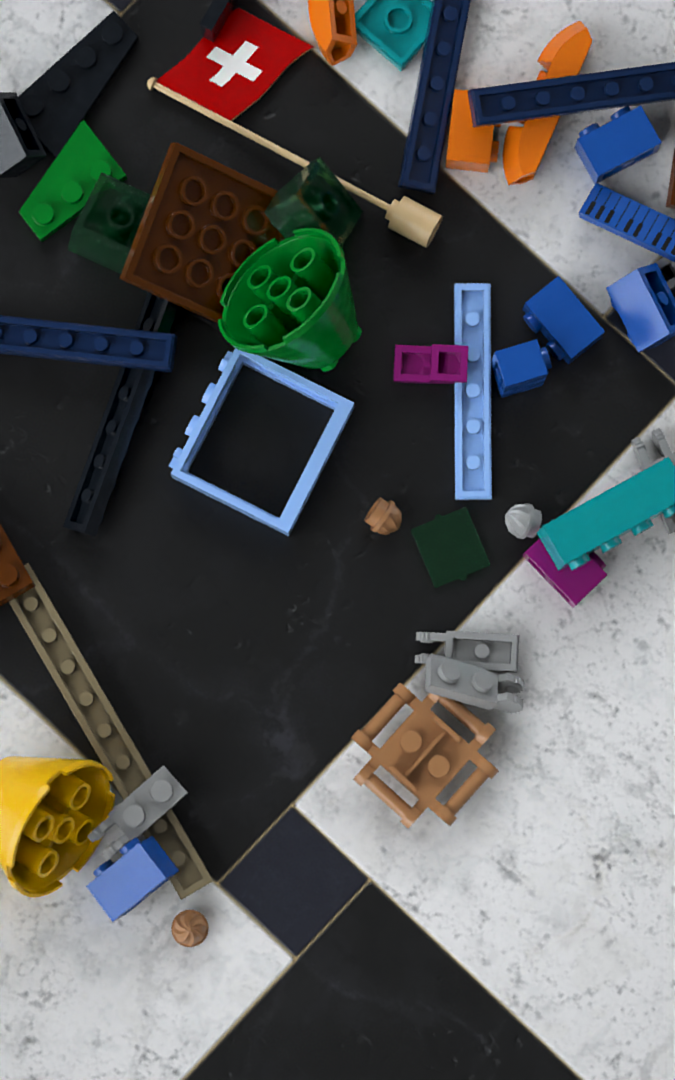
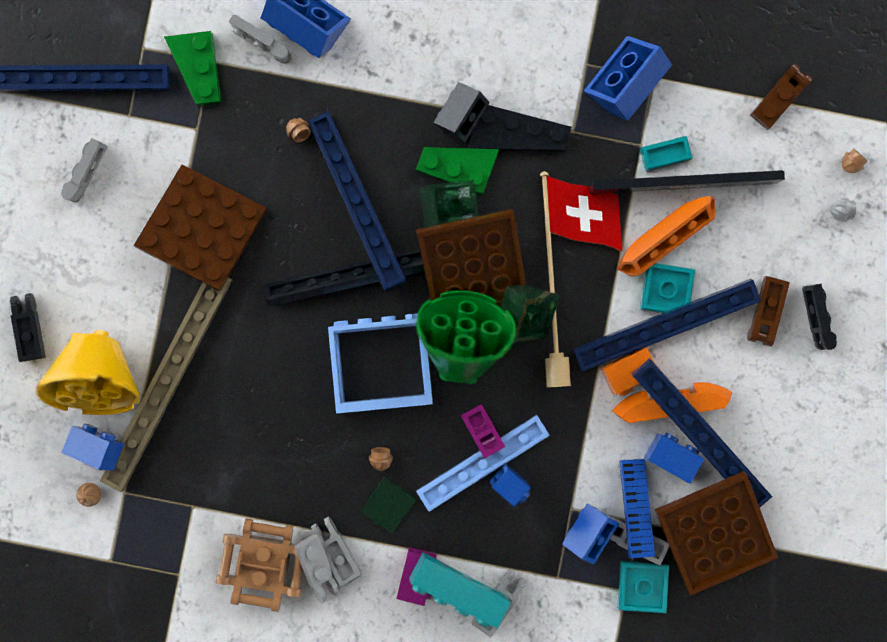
camera: 60 degrees right, 5 degrees up
(141, 809) = (132, 428): light grey hinge -> none
(523, 520) = (427, 538): light grey plate -> none
(562, 321) = (553, 489): blue brick -> none

